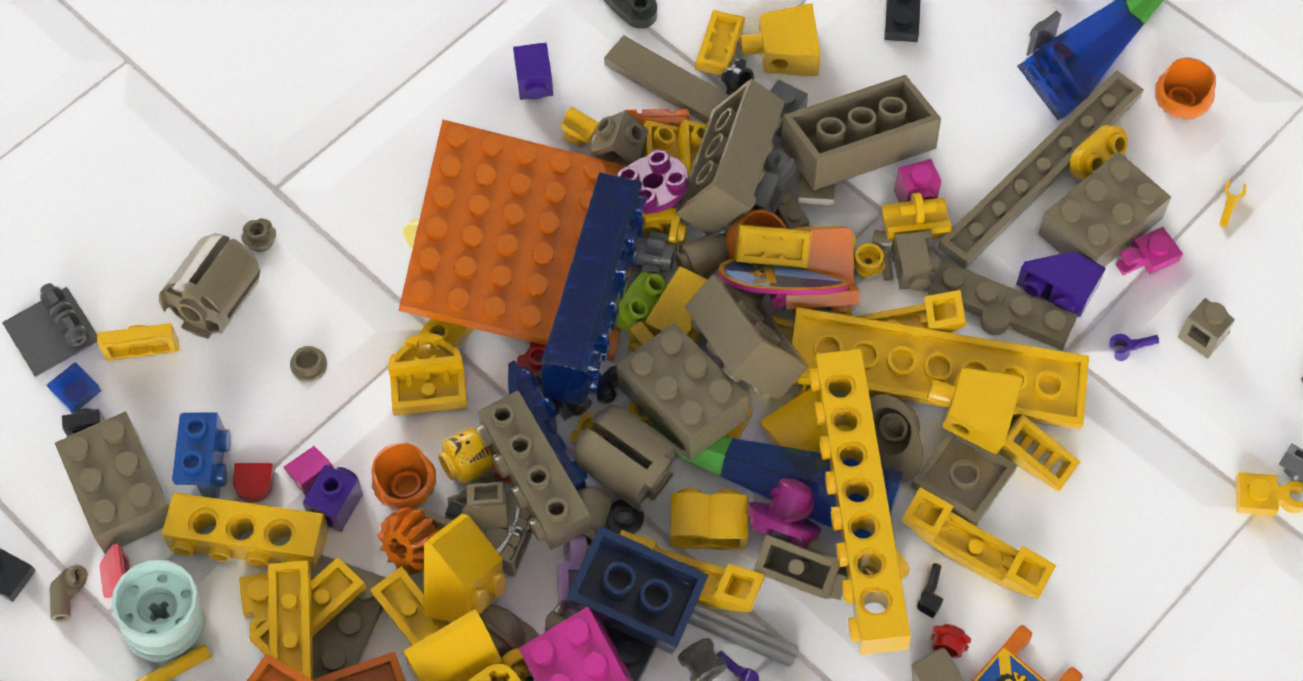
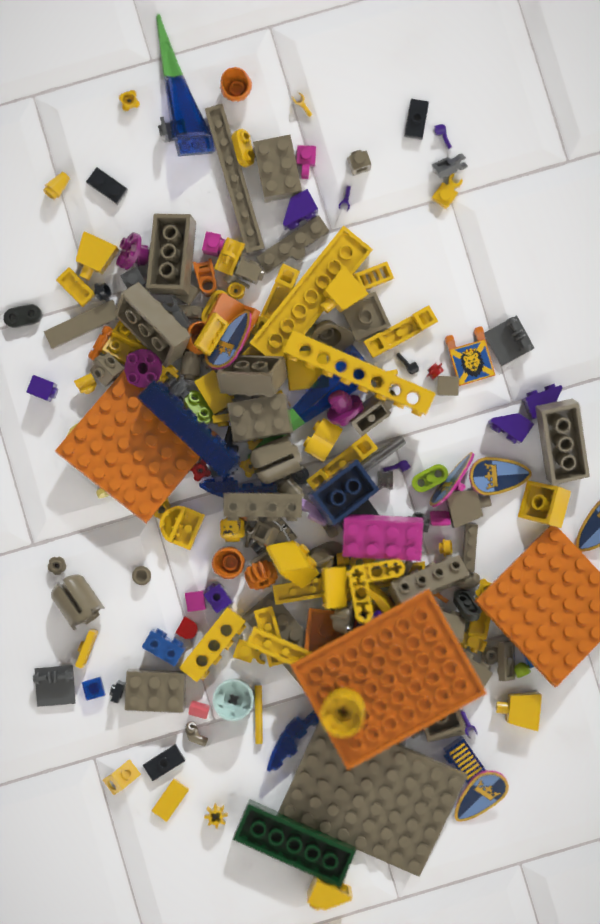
camera: 60 degrees left, 25 degrees up
(825, 81) = (132, 252): none -> magenta plate
(861, 202) = (205, 274): none -> orange piece

